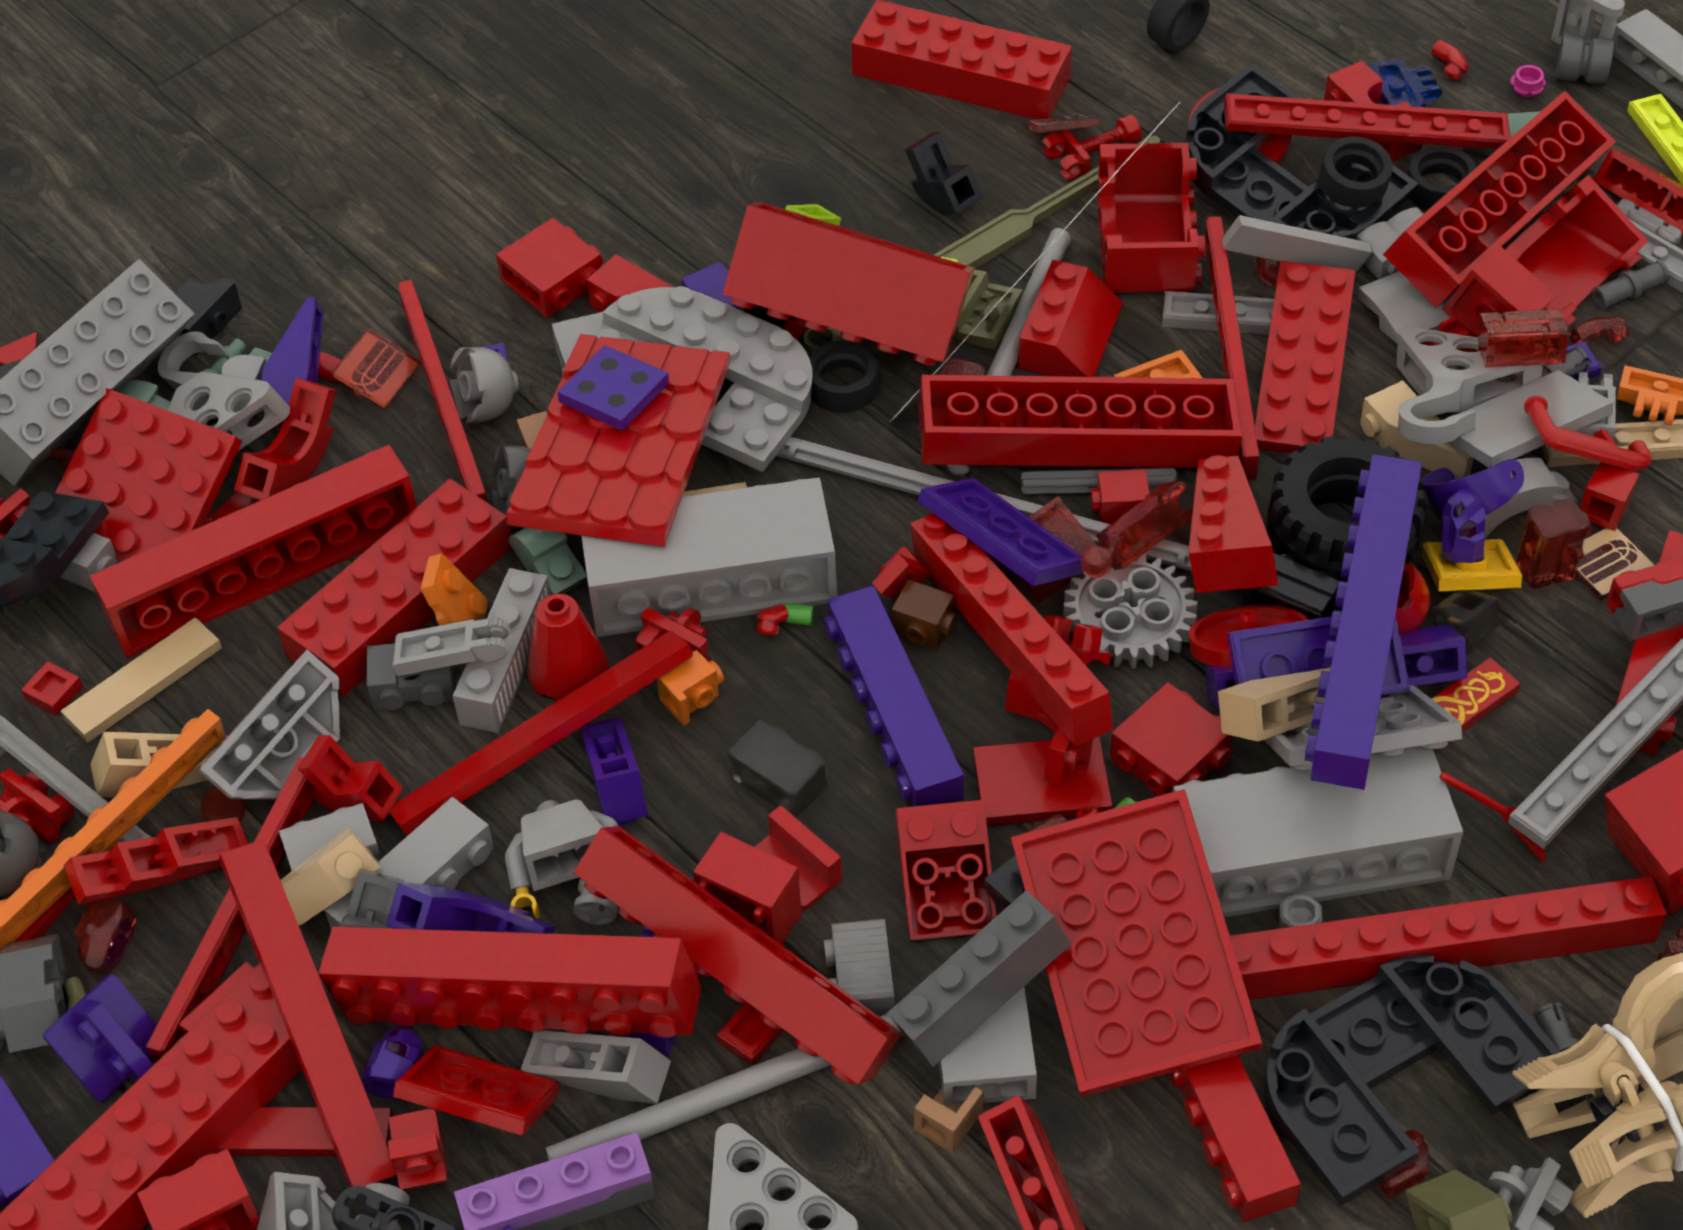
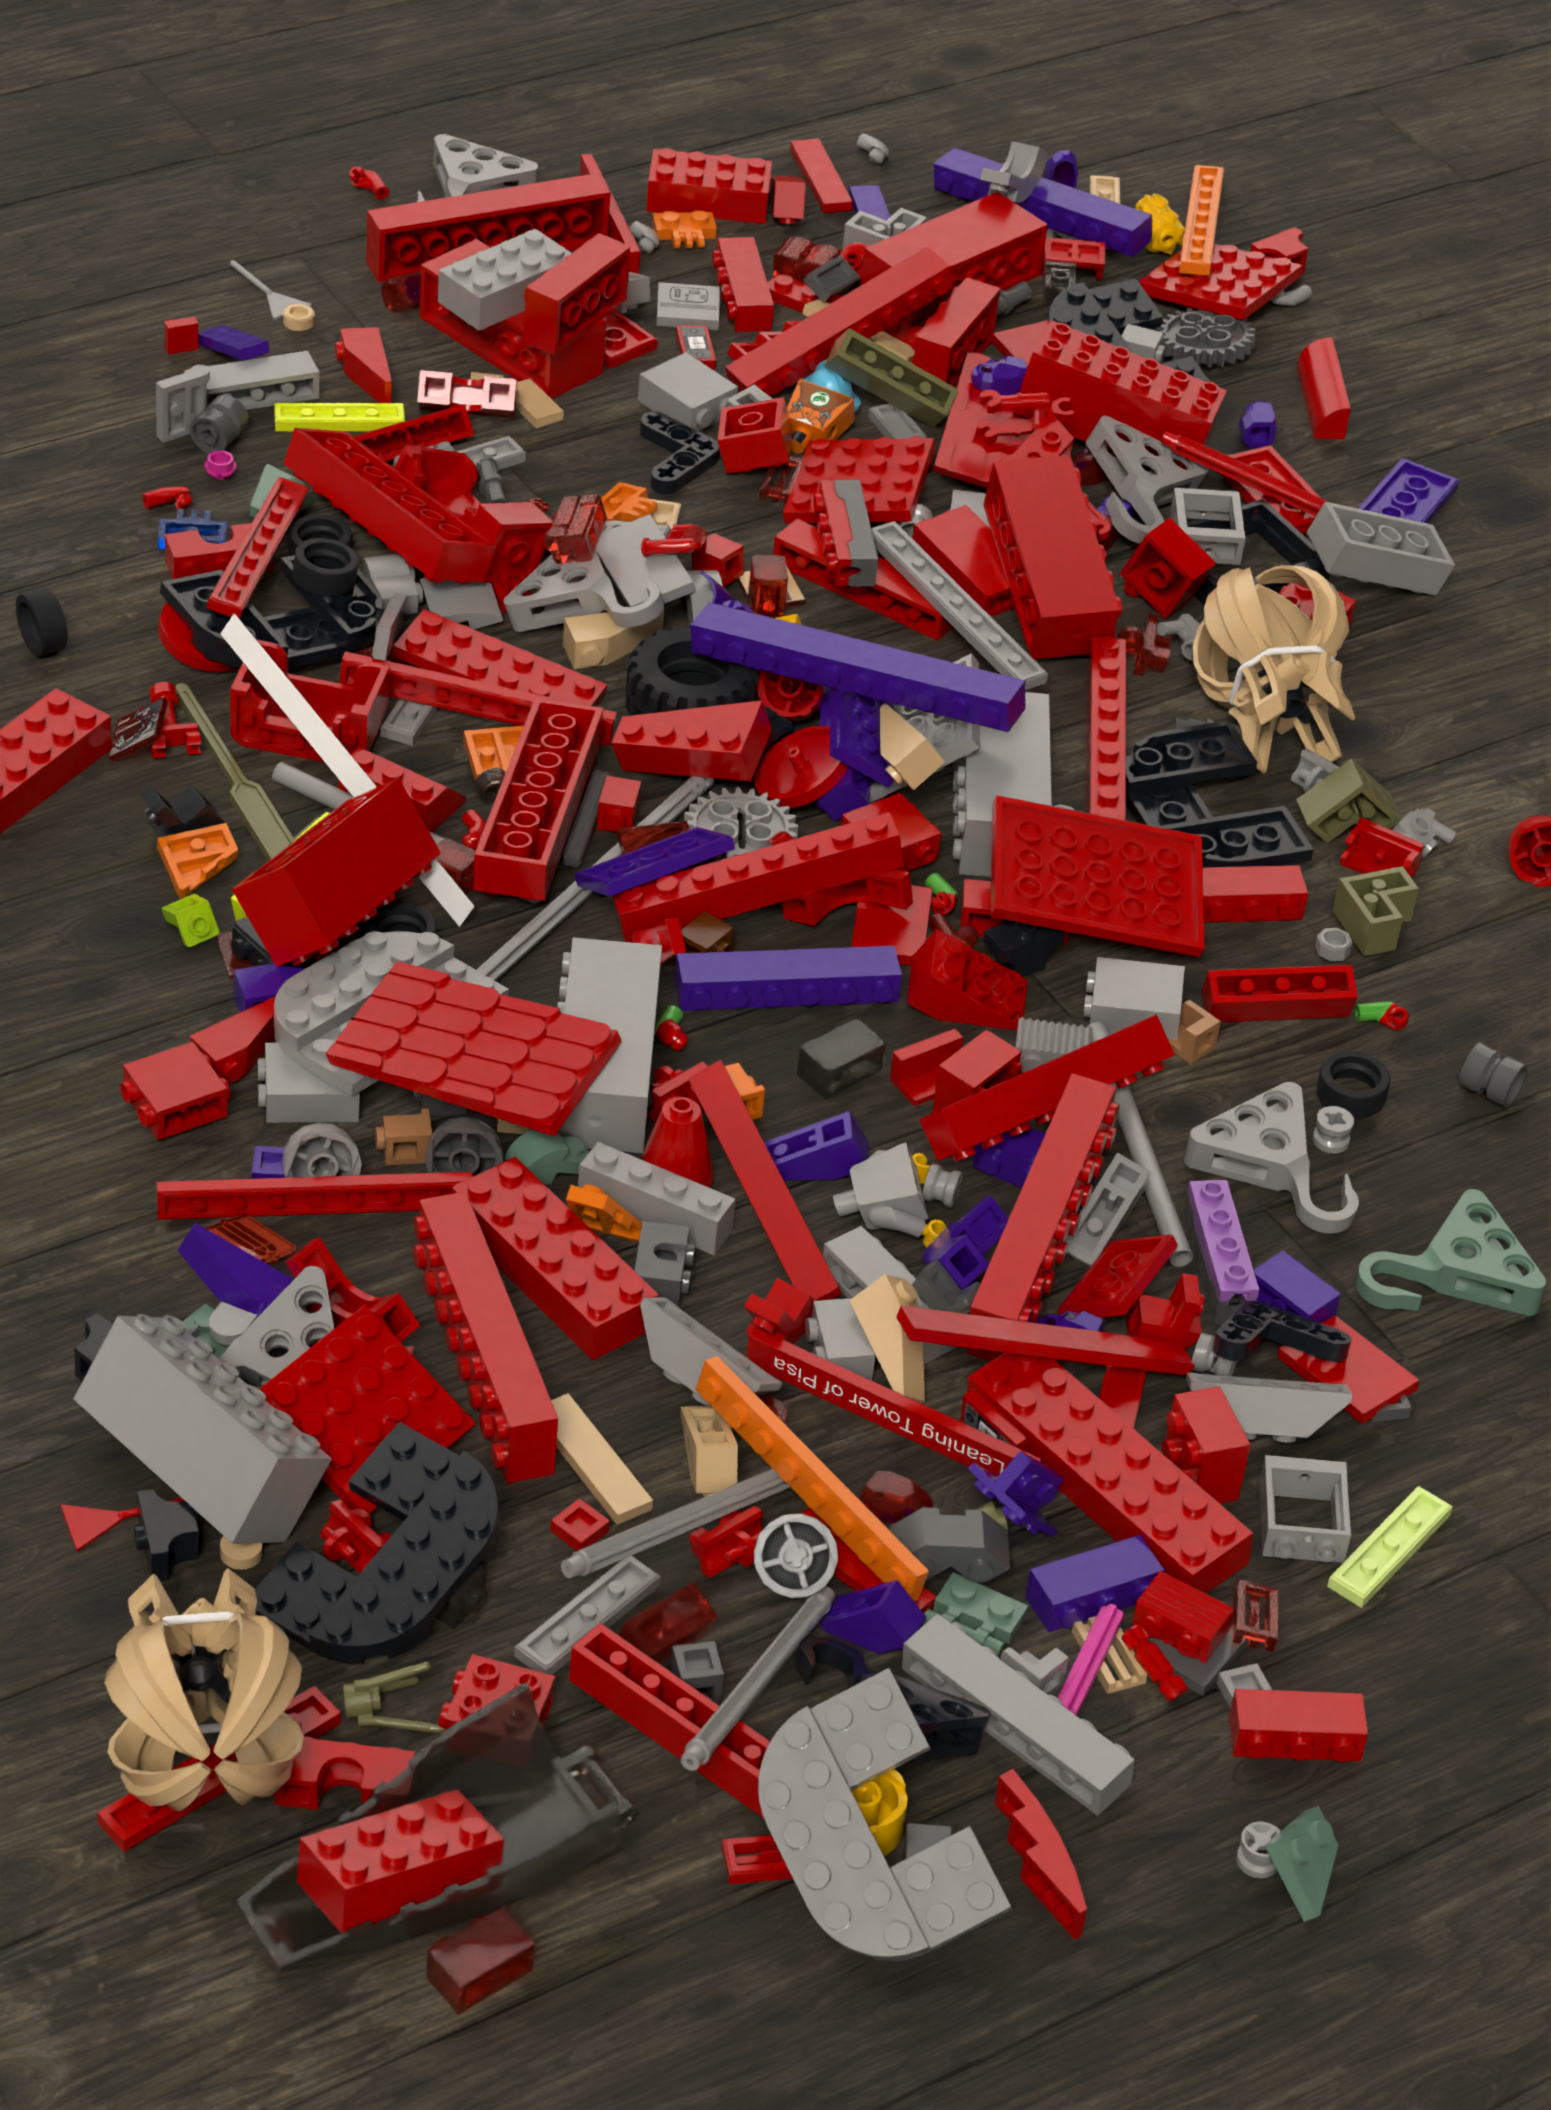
camera: 85 degrees left, 10 degrees down
(153, 861) = (833, 1442): red slope -> none
(450, 645) = (671, 1208): light grey hinge -> none
(613, 387) = (425, 1030): dark purple tile -> none
(899, 208) = (196, 856): none -> orange wing
(979, 978) = (1115, 953): dark grey brick -> none
(1137, 530) = (661, 778): clear red plate -> none

